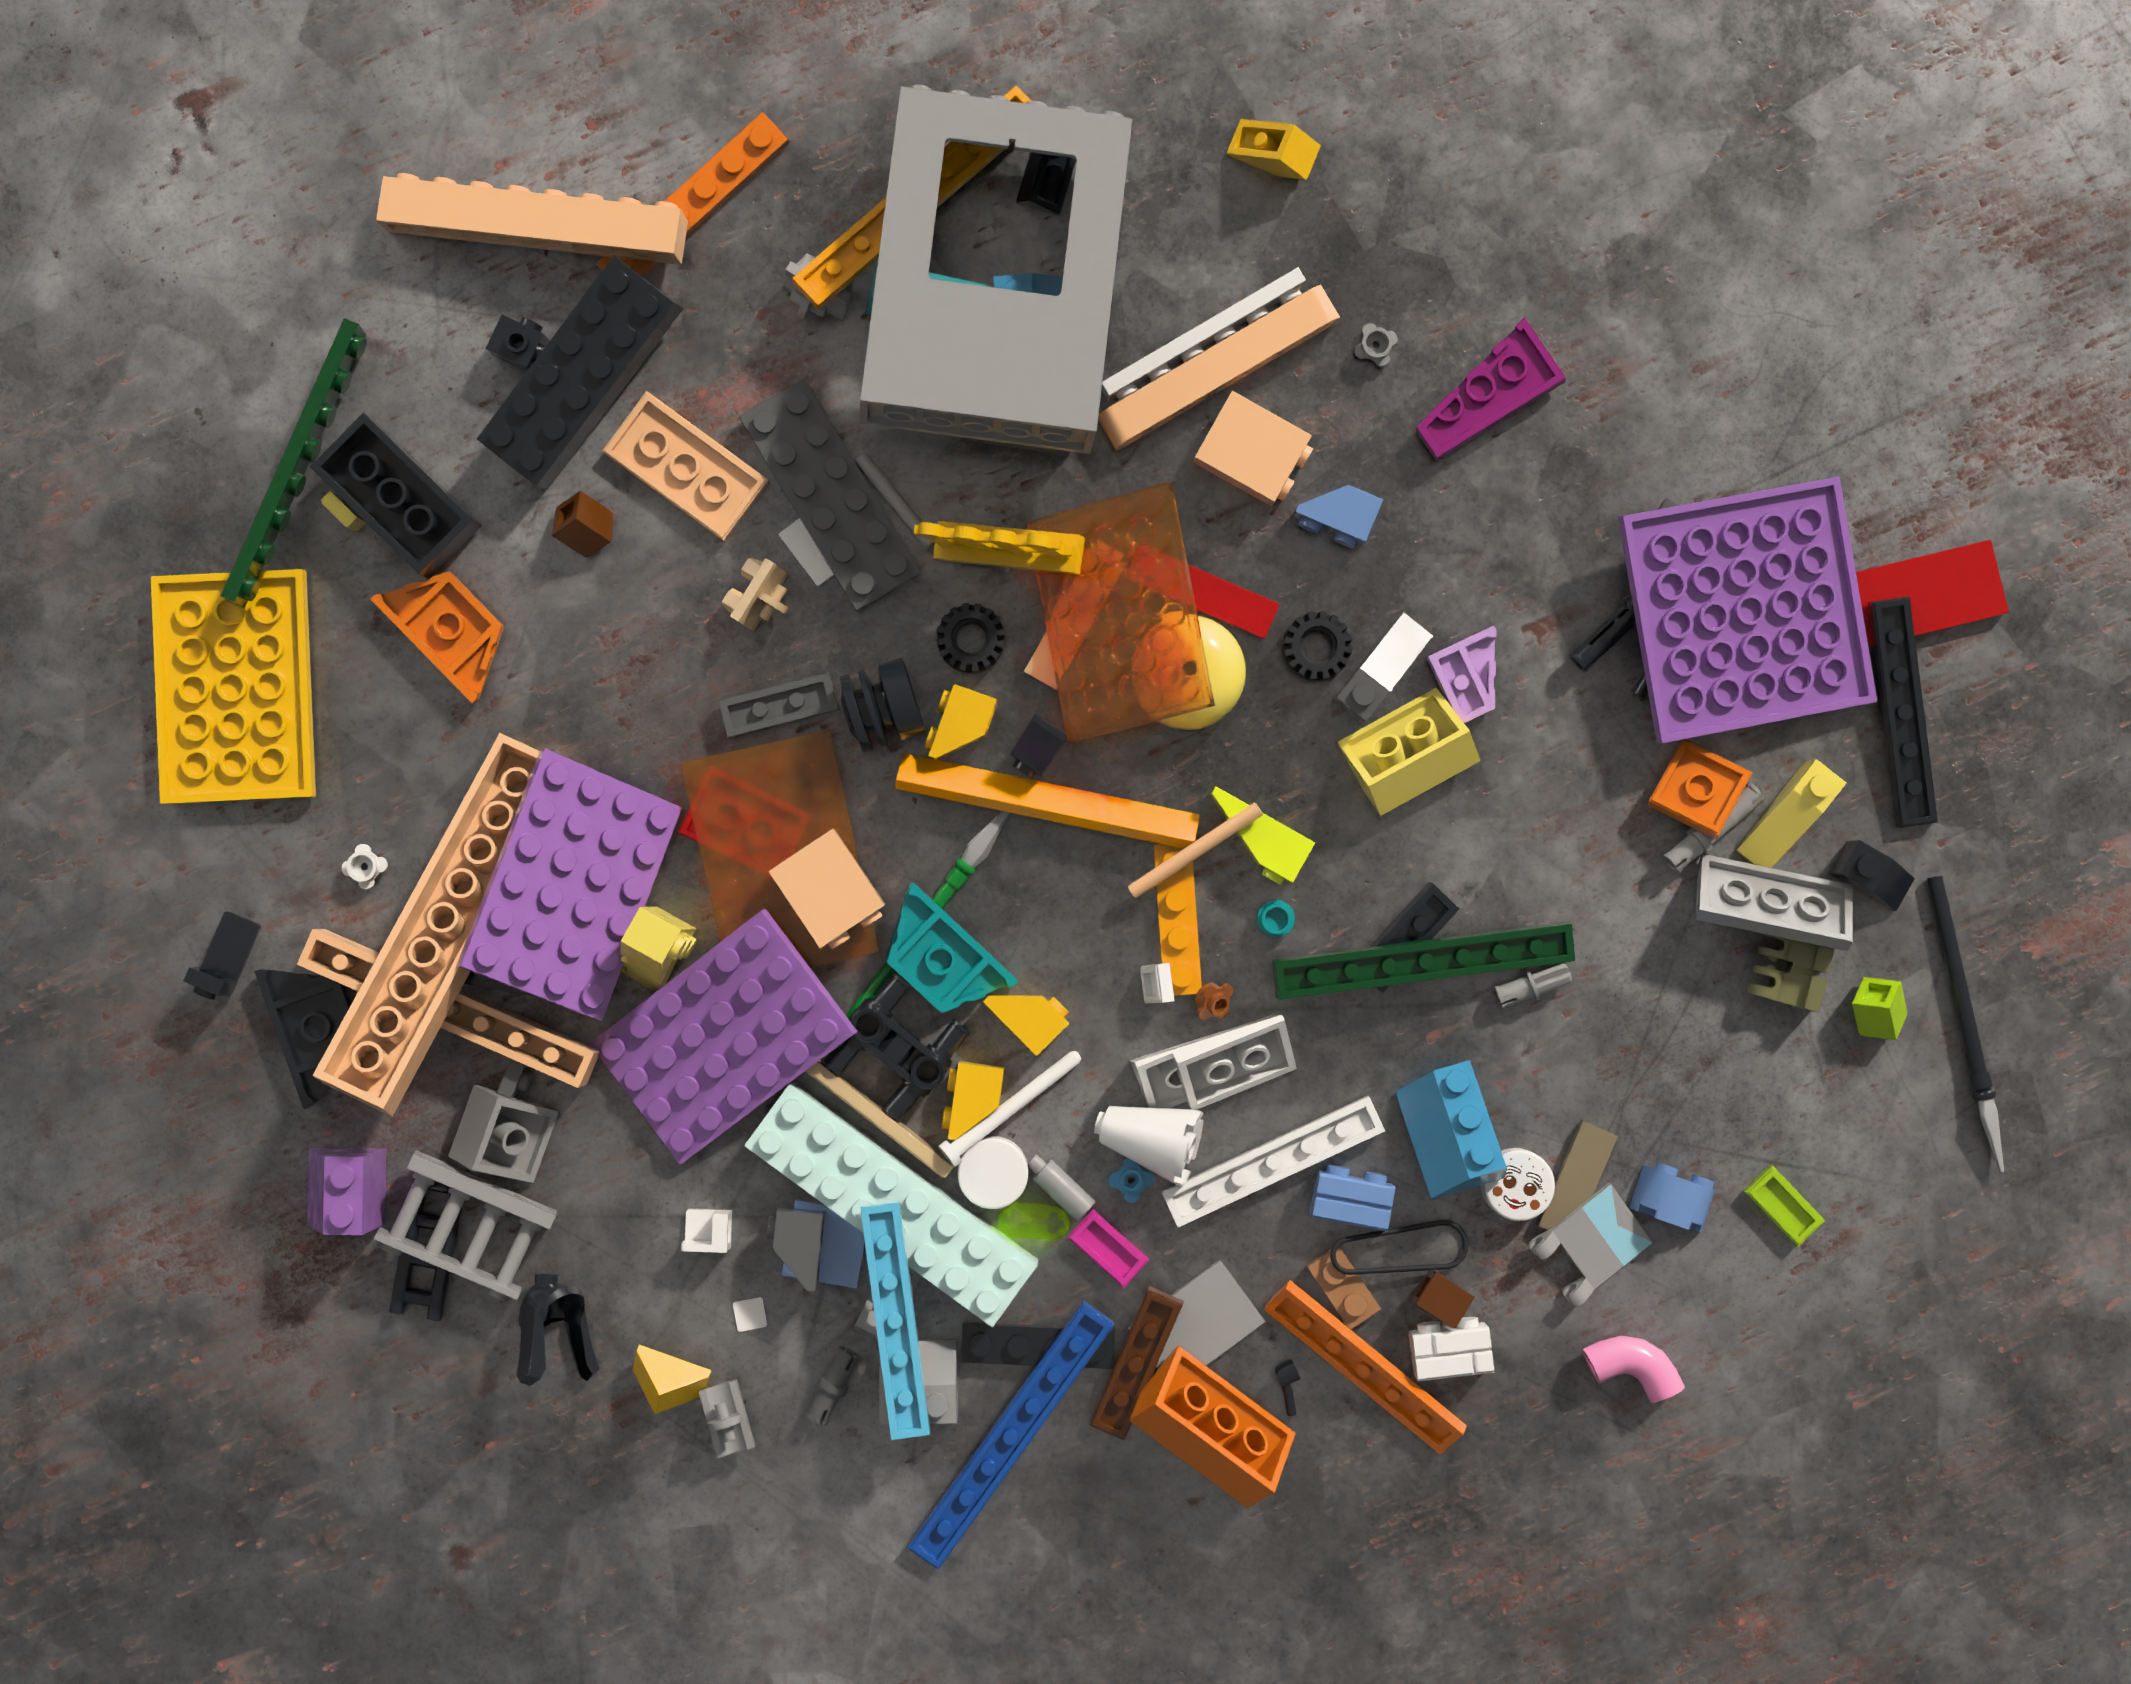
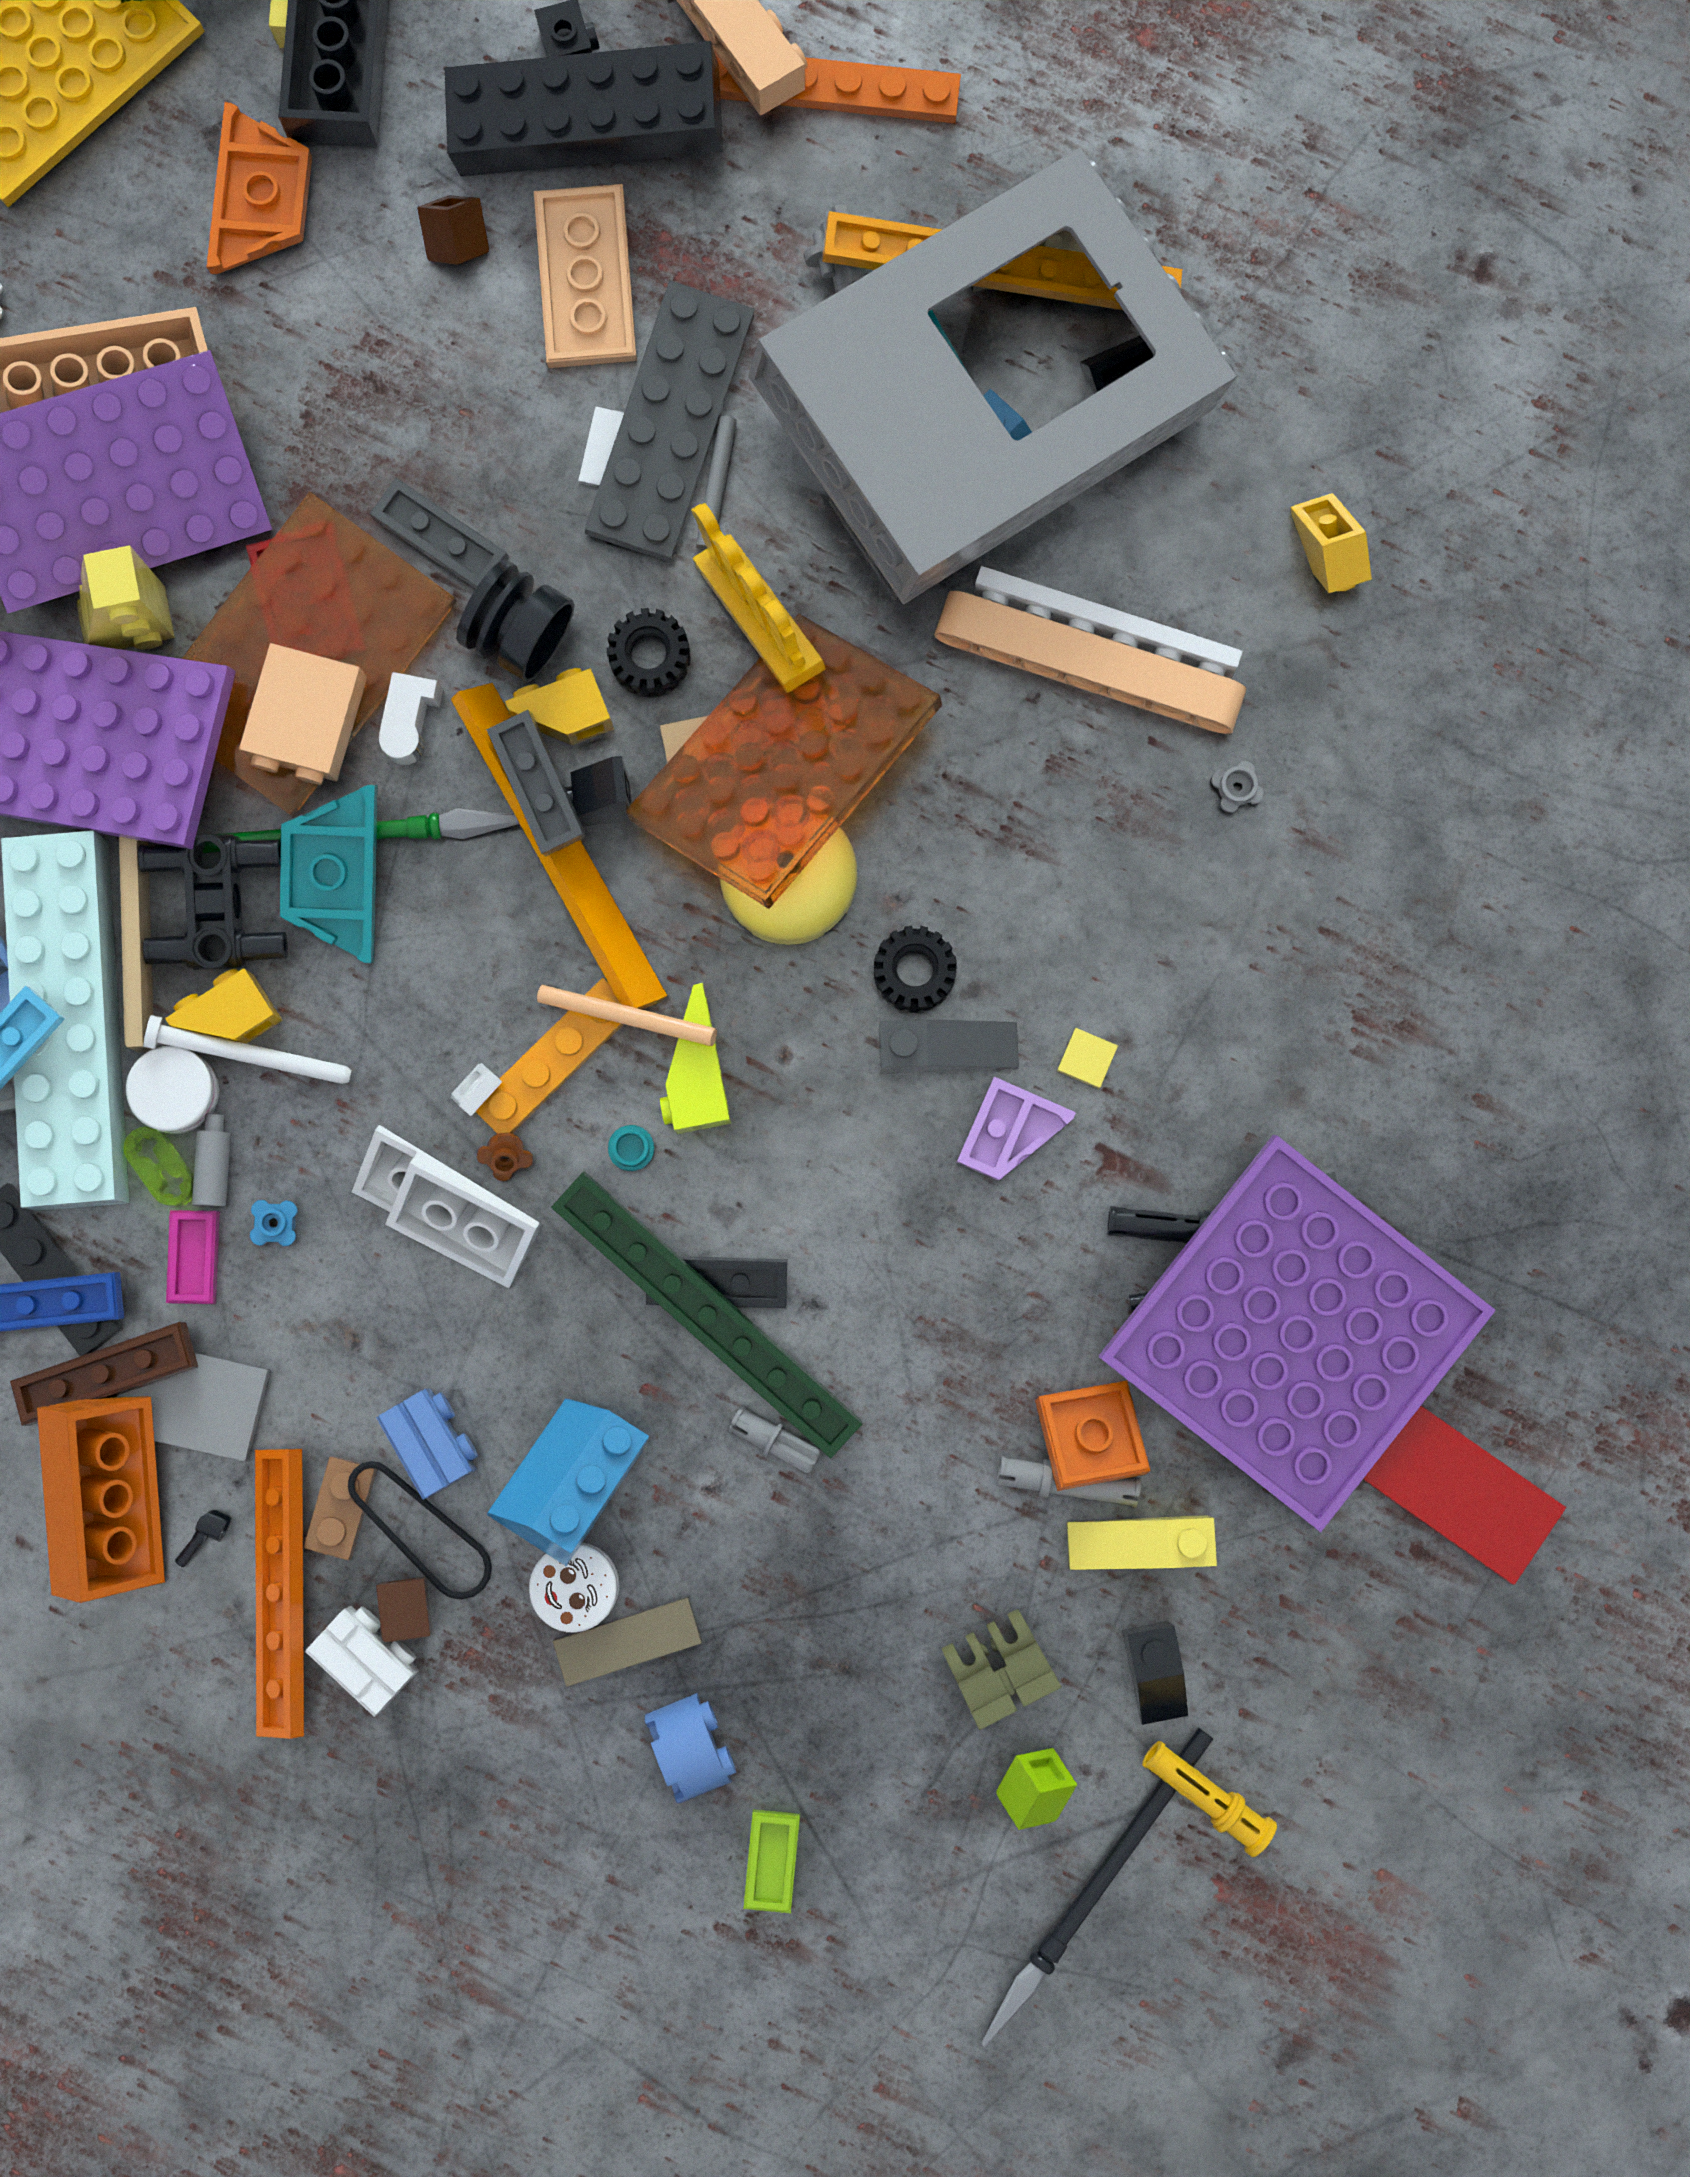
camera: 50 degrees right, 5 degrees down
(761, 595) = (523, 433): tan hips -> none
(885, 836) = (405, 715): none -> white leg
(1000, 780) = (536, 783): none -> dark grey plate
(1030, 1018) = (343, 1001): yellow slope -> none
(1153, 1137) = (328, 1209): white cone -> none
(1232, 603) = (884, 853): red tile -> none
(1253, 449) = (1043, 756): light nougat brick -> none
(1273, 1161) = (401, 1339): white plate -> none
(1342, 512) = (1057, 886): medium blue slope -> none
(1409, 751) = (890, 1136): light yellow slope -> none
(1464, 588) = (1087, 1058): none -> light yellow tile
(1503, 384) = (1303, 931): magenta wing -> none
(1597, 1238) = (588, 1710): light grey flag -> none
(1634, 1358) = (504, 1845): bright pink cylinder -> none
(1774, 902) = (1046, 1598): light grey plate -> none
(1903, 712) = (1332, 1566): black tile -> none
(1992, 905) = (1226, 1810): none -> yellow pin

